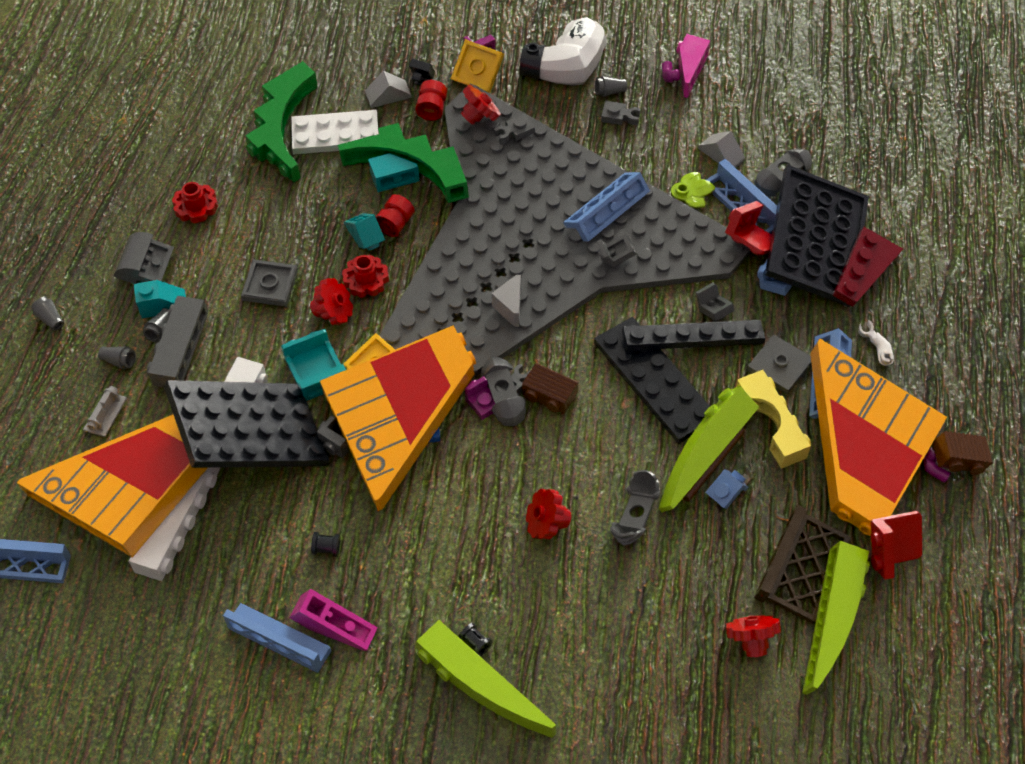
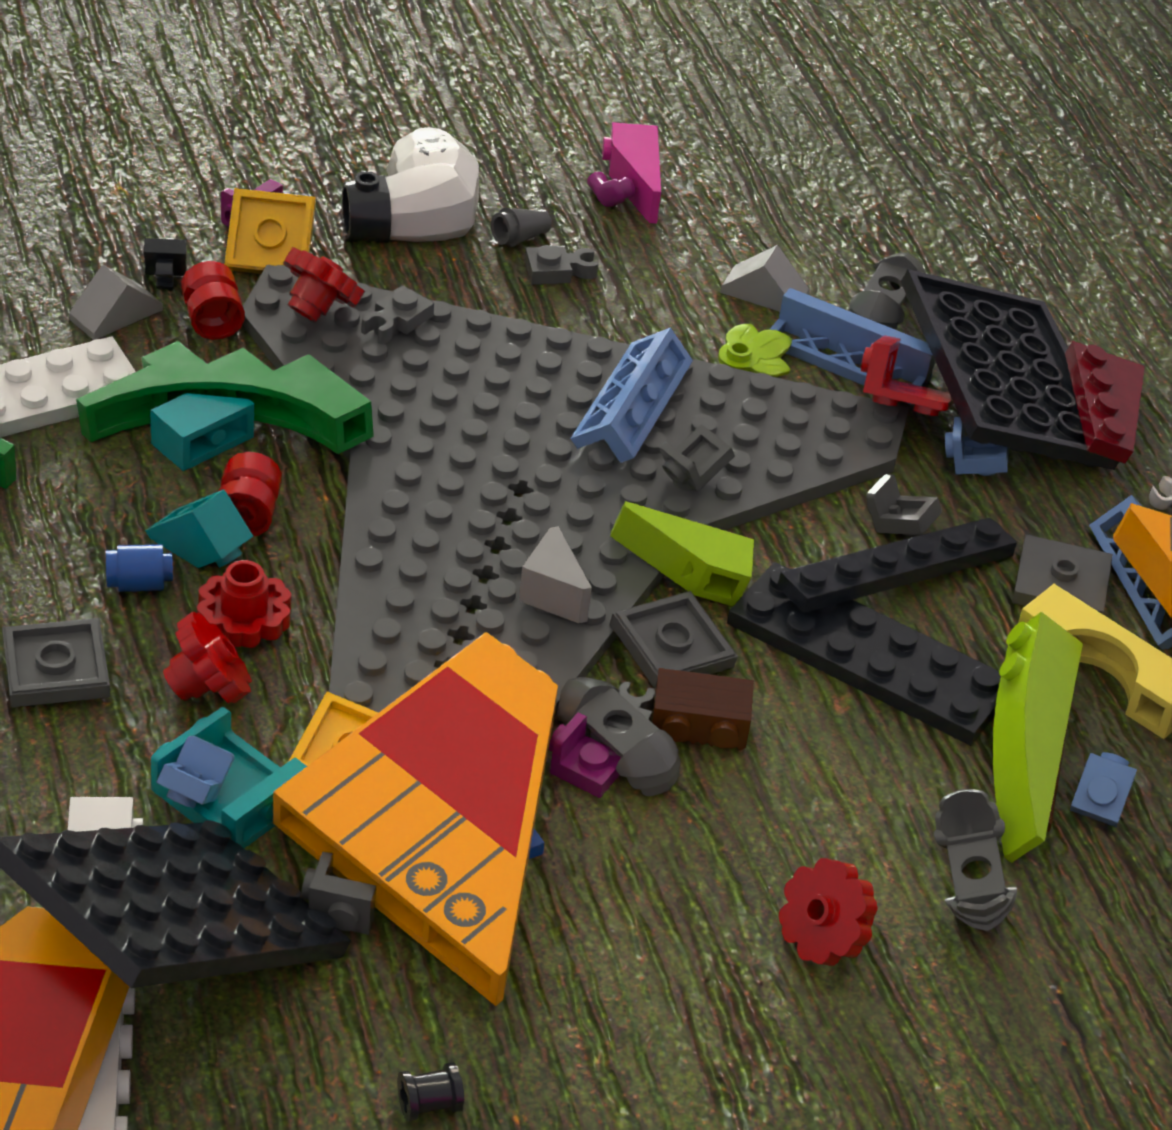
camera: 30 degrees left, 15 degrees down
(298, 360) = (196, 773): none -> medium blue bracket
(327, 242) = (138, 568): none -> blue brick
(558, 346) = (673, 636): none -> dark grey plate
(589, 304) = (691, 554): none -> lime slope

